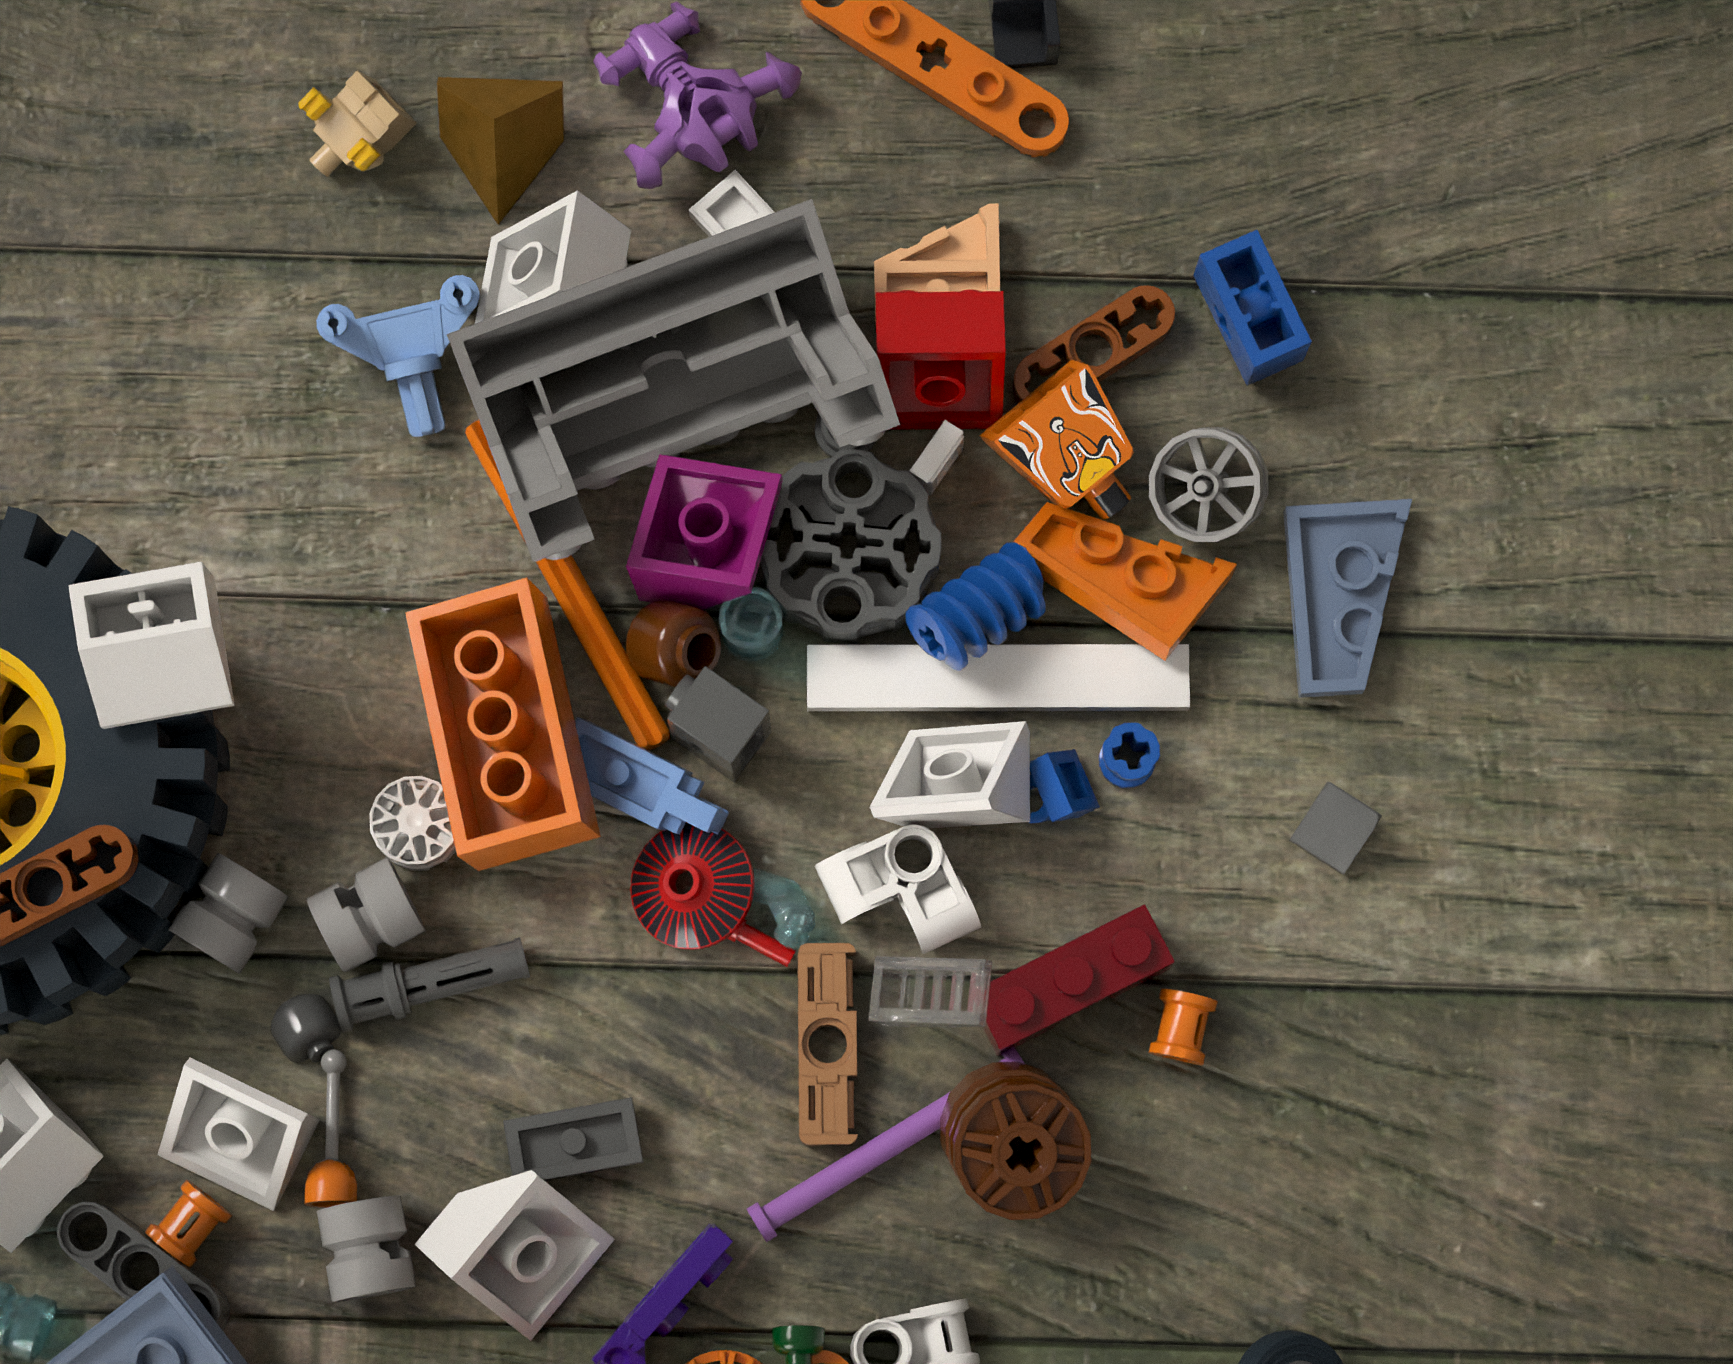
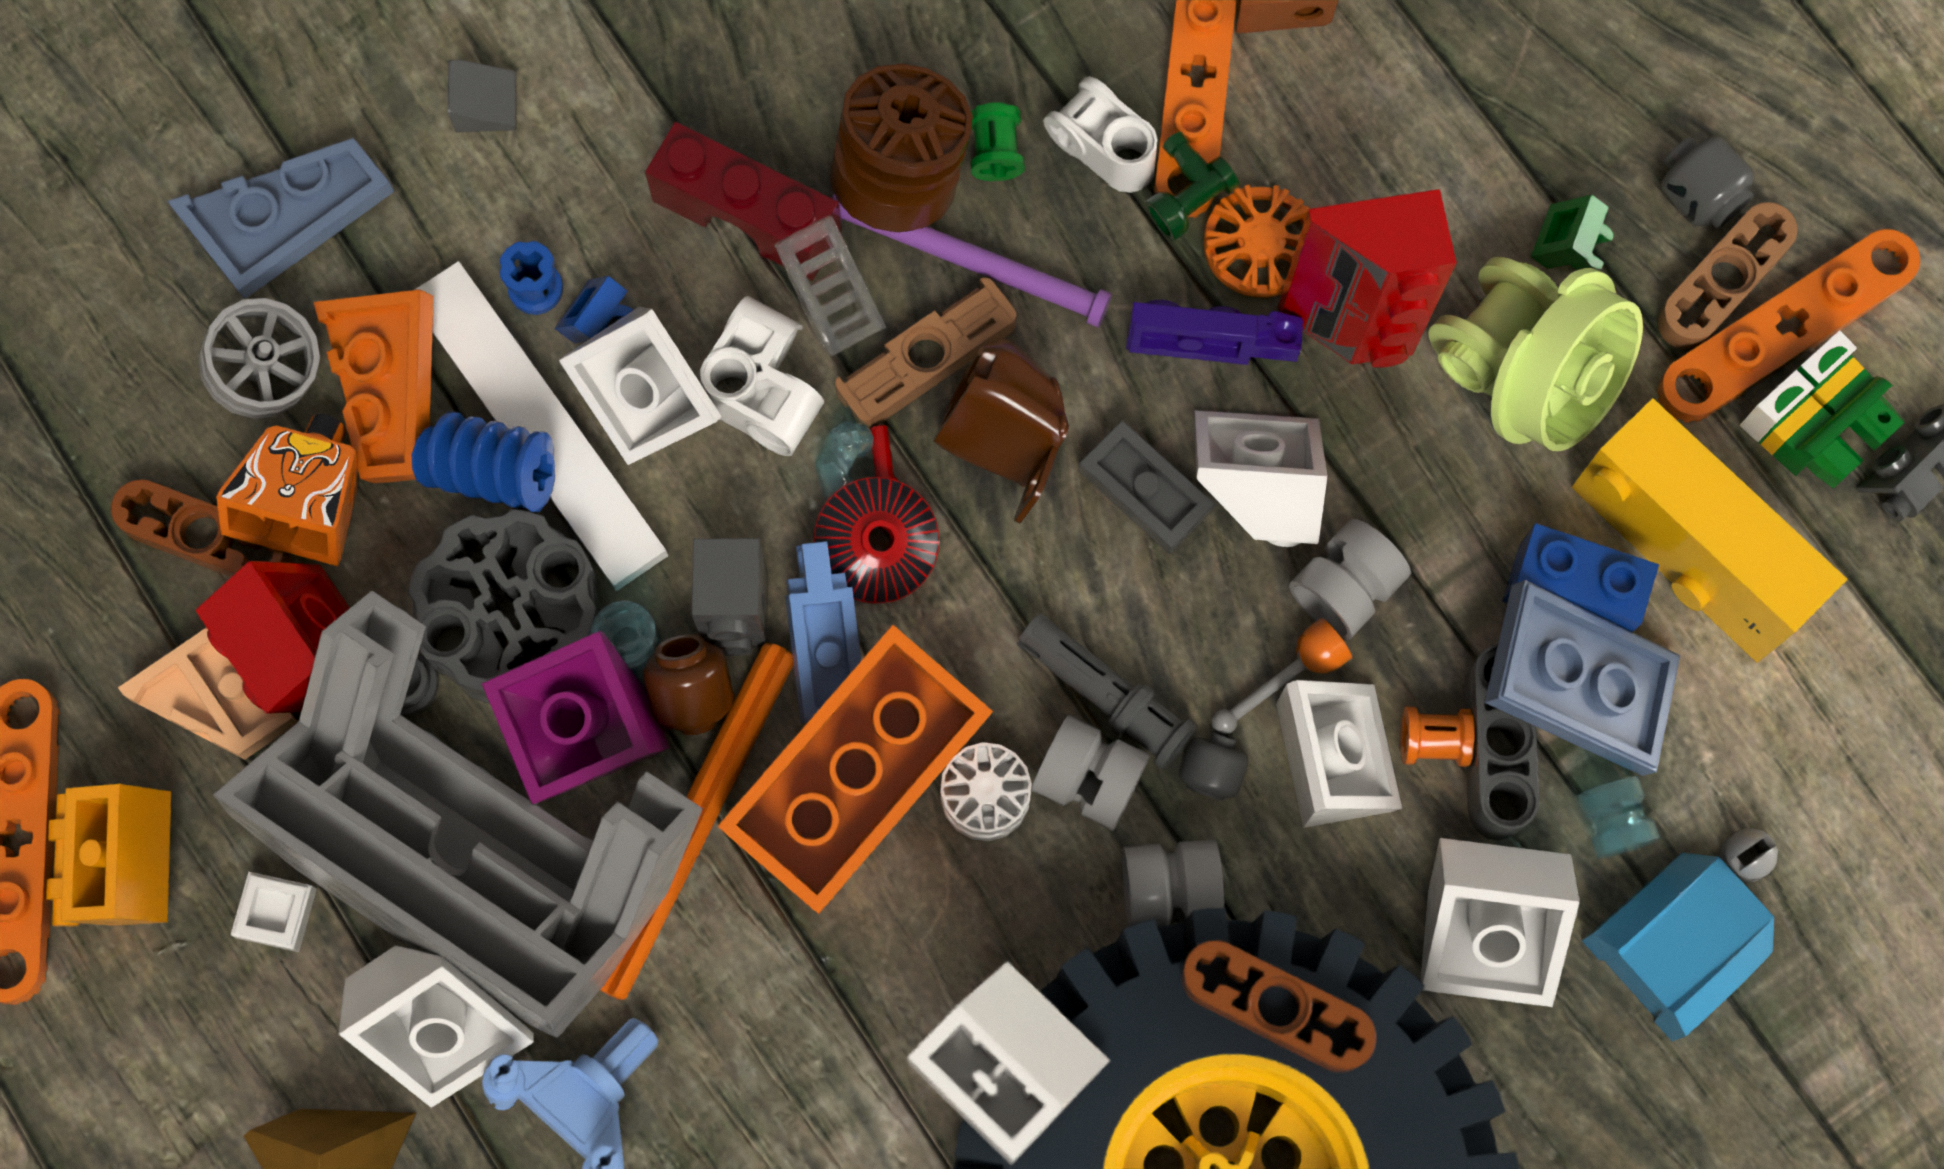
camera: 125 degrees left, 5 degrees down
(700, 105) = (187, 998): medium lavender piece -> none
(711, 1066) = (1006, 419): none -> reddish brown piece
(858, 114) = (110, 856): none -> light orange brick
(938, 456) = (386, 582): white tile -> none
(976, 1241) = (996, 142): none -> green bush
(1182, 1026) = (721, 102): orange bush -> none
(1252, 307) = (79, 419): blue brick -> none

